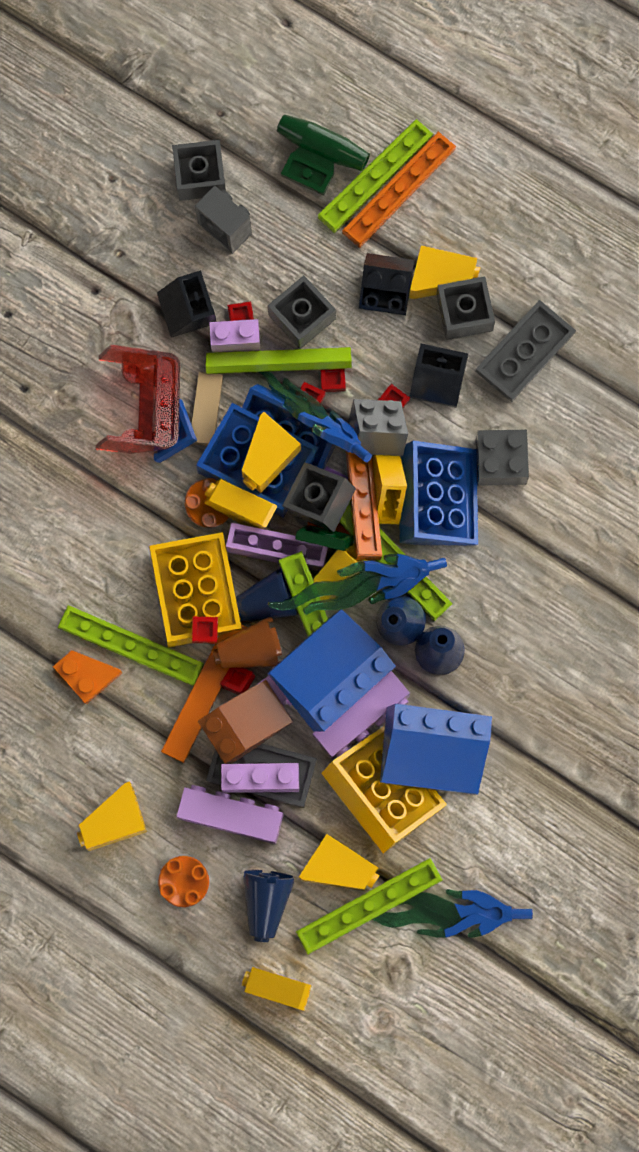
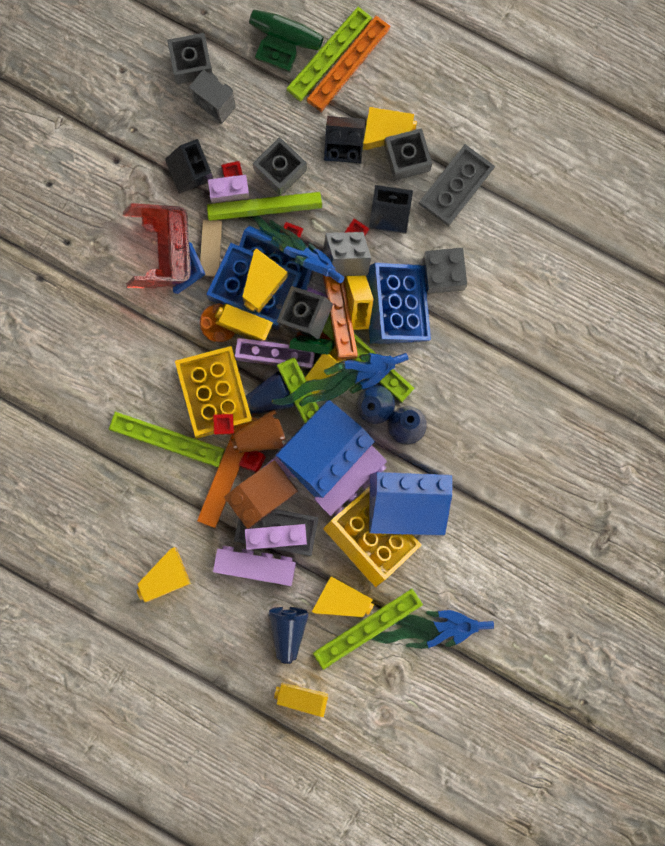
camera: 10 degrees left, 5 degrees up
(86, 674) = (133, 465): orange wing -> none
(183, 881) = (222, 620): orange dish -> none
(333, 380) = (308, 218): red tile -> none

